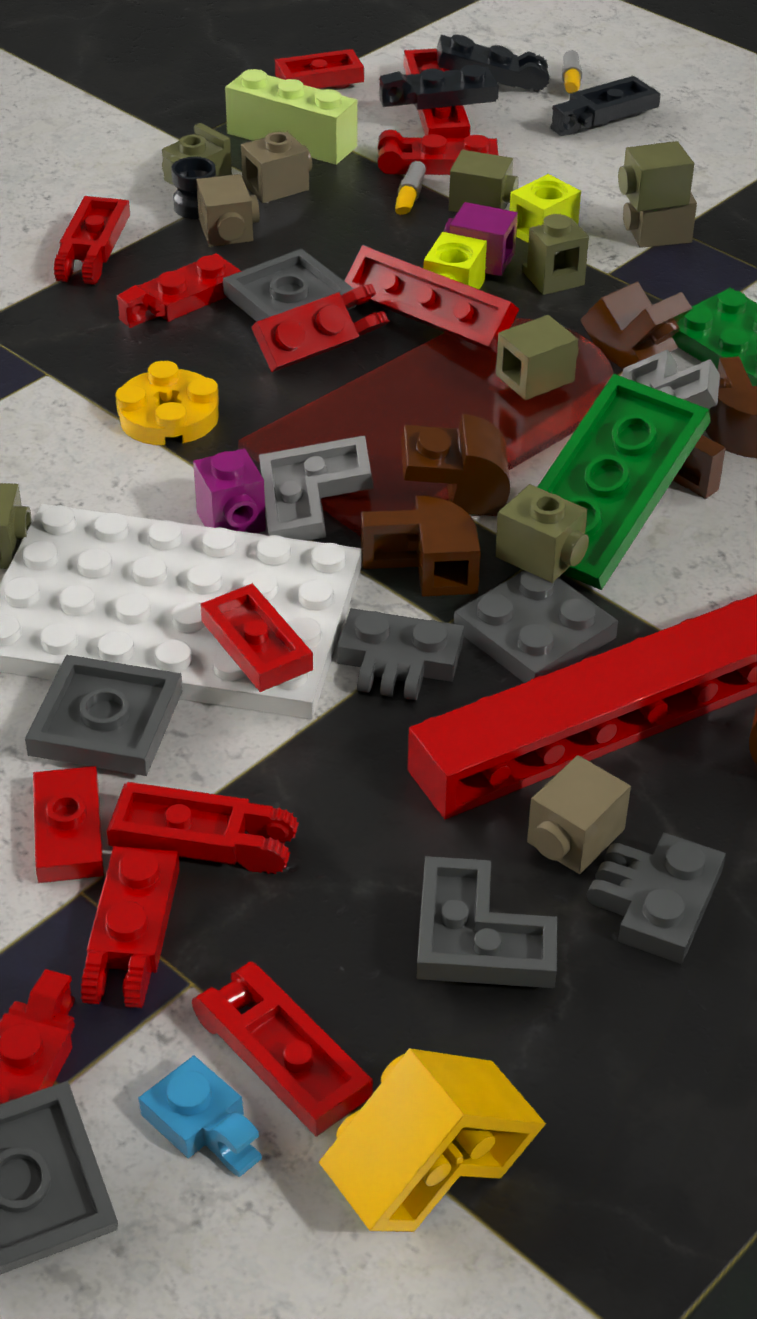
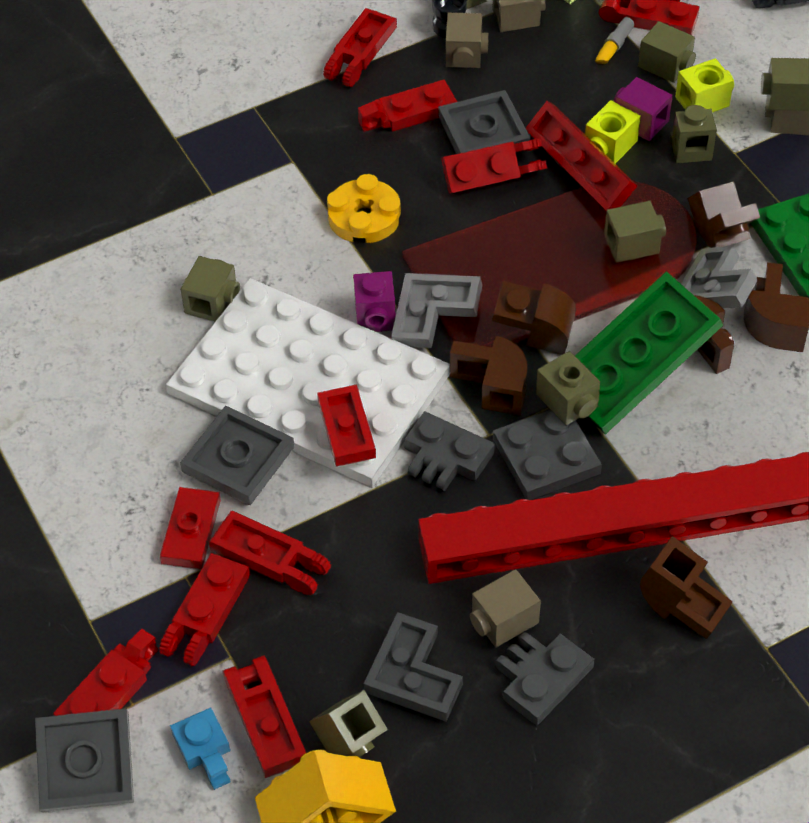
camera: 20 degrees right, 10 degrees up
(425, 1013) = (349, 726): none -> olive brick

